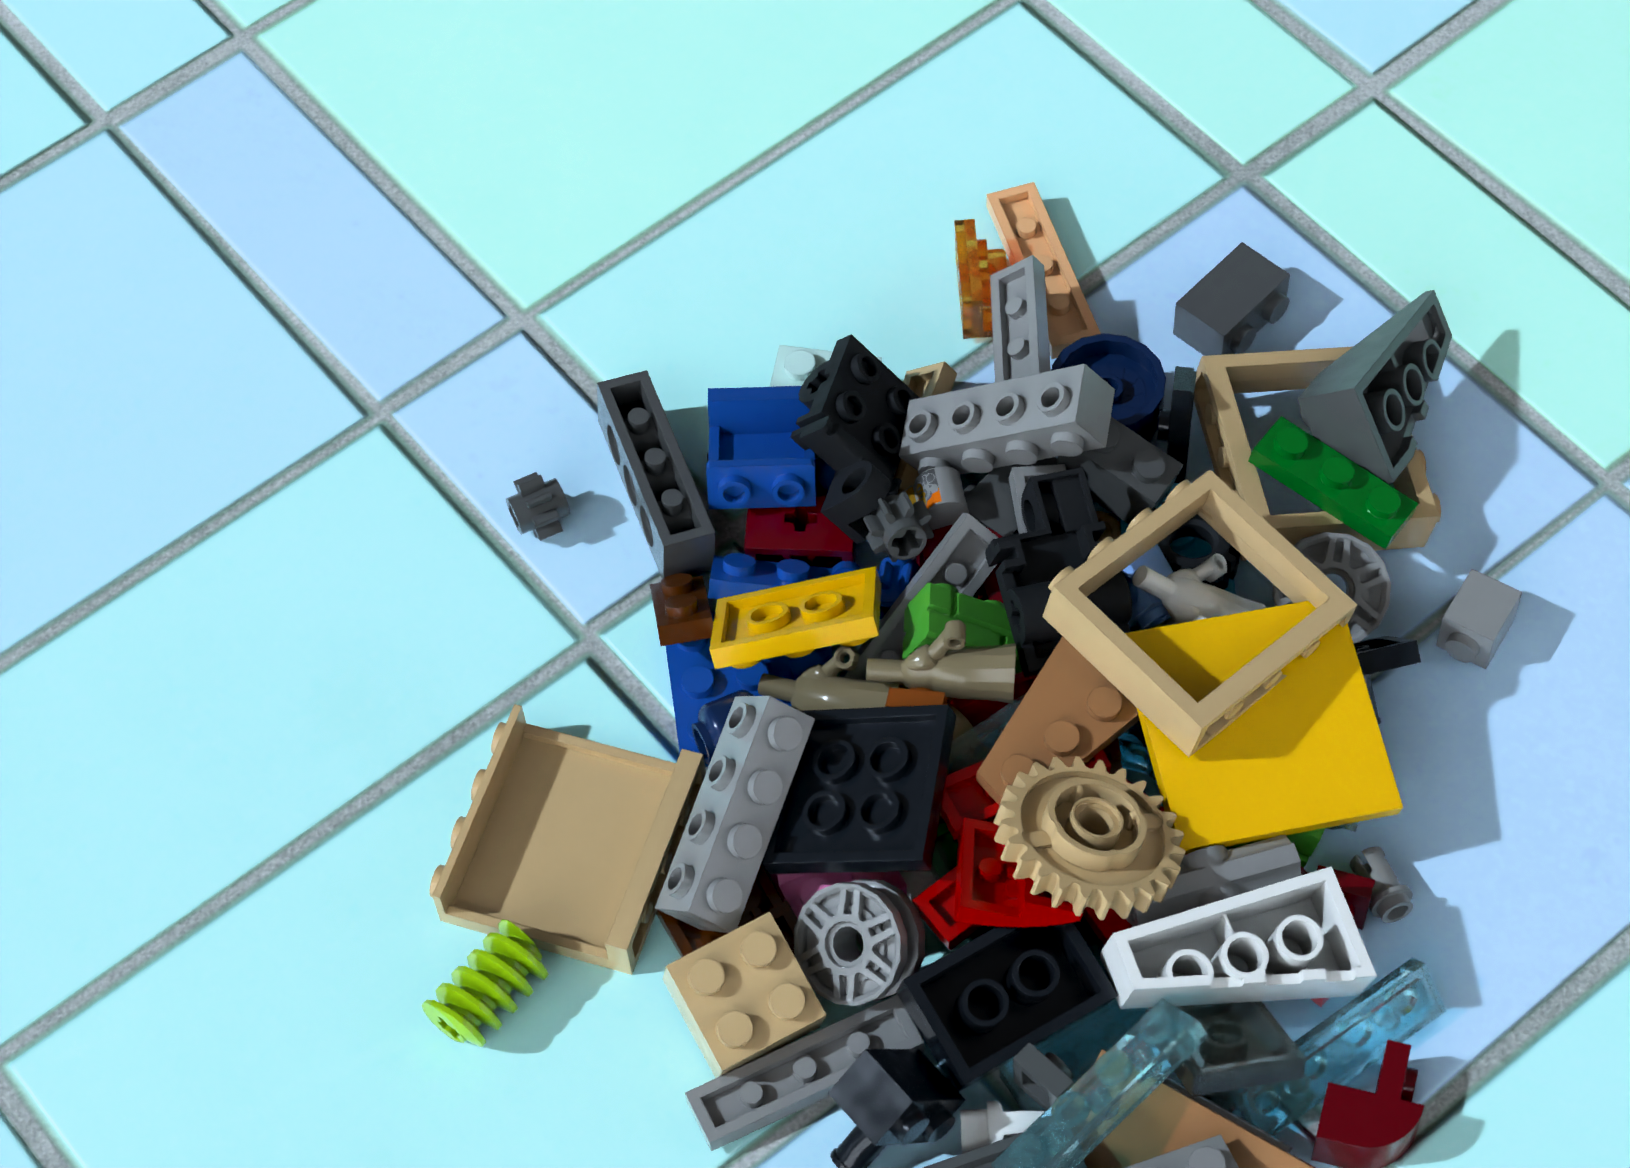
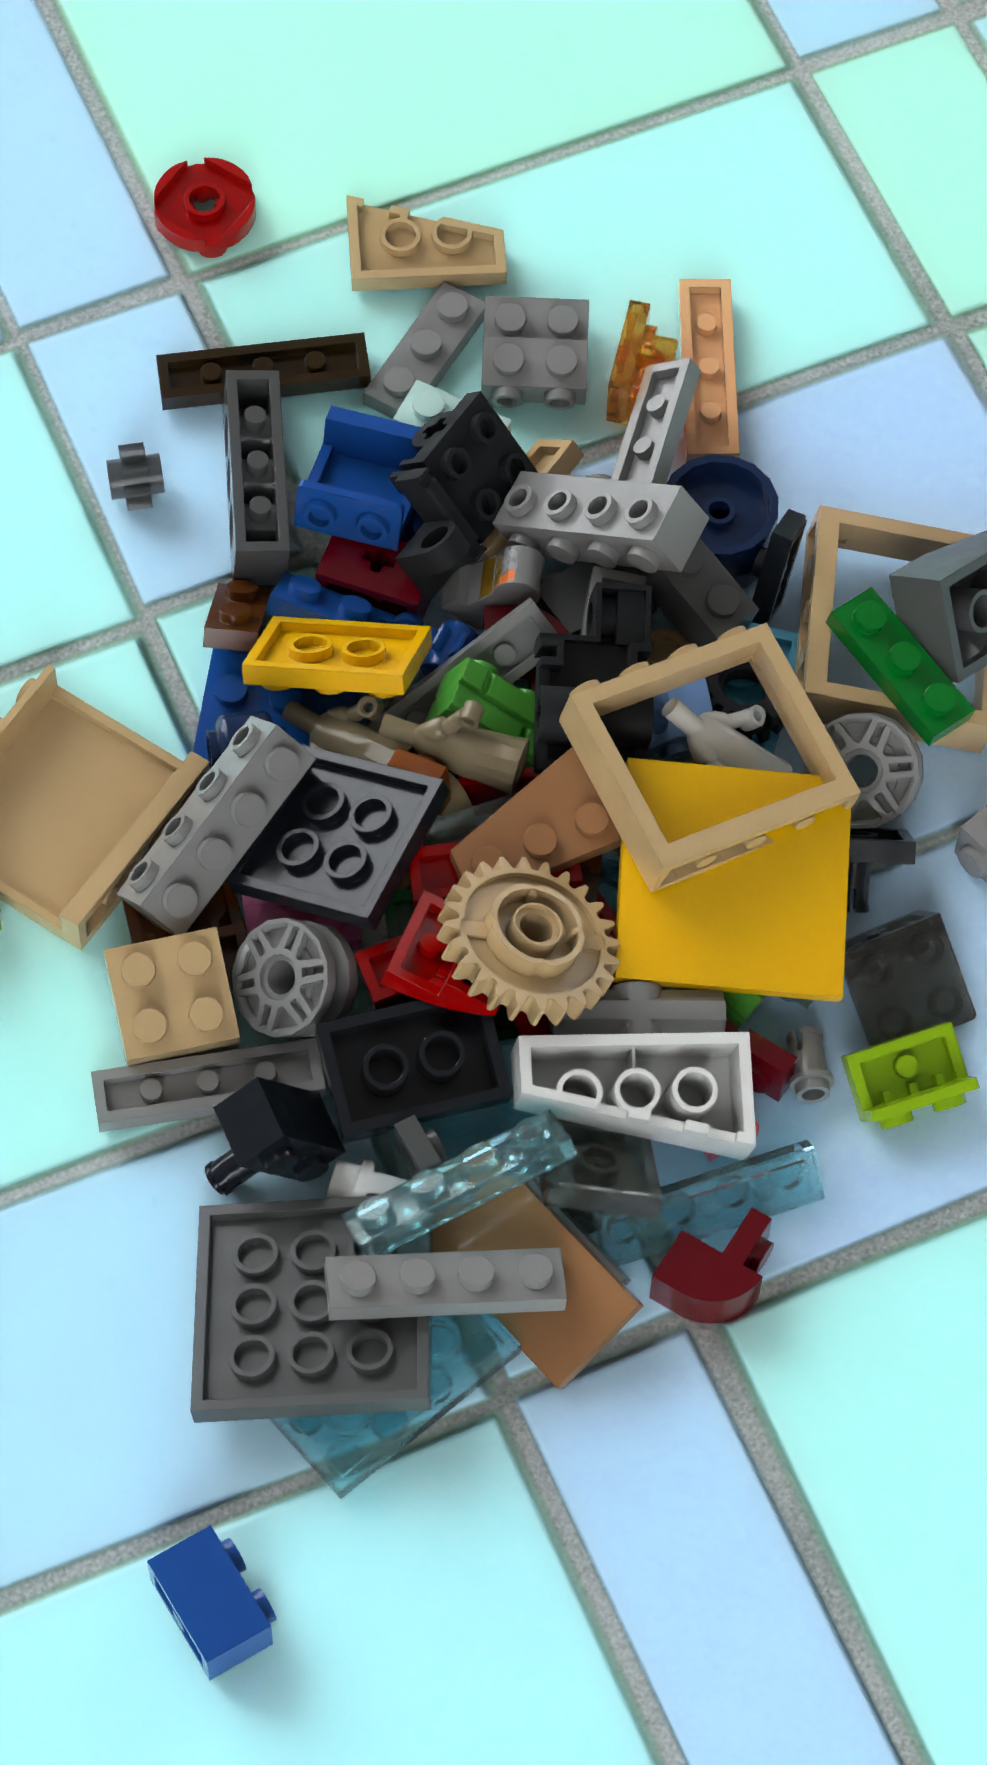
camera: 10 degrees right, 5 degrees up
(527, 267) = (209, 230): none -> red plate
(670, 362) = (303, 368): none -> dark brown plate
(729, 236) = (413, 252): none -> tan wing
(772, 319) = (426, 348): none -> light grey plate
(877, 292) = (535, 351): none -> light grey plate
(899, 527) = (464, 594): dark grey gear -> none
(1232, 303) = (880, 458): dark grey brick -> none
(1447, 778) = (905, 977): none -> clear smoke bracket
(1482, 868) = (908, 1075): none -> lime bracket

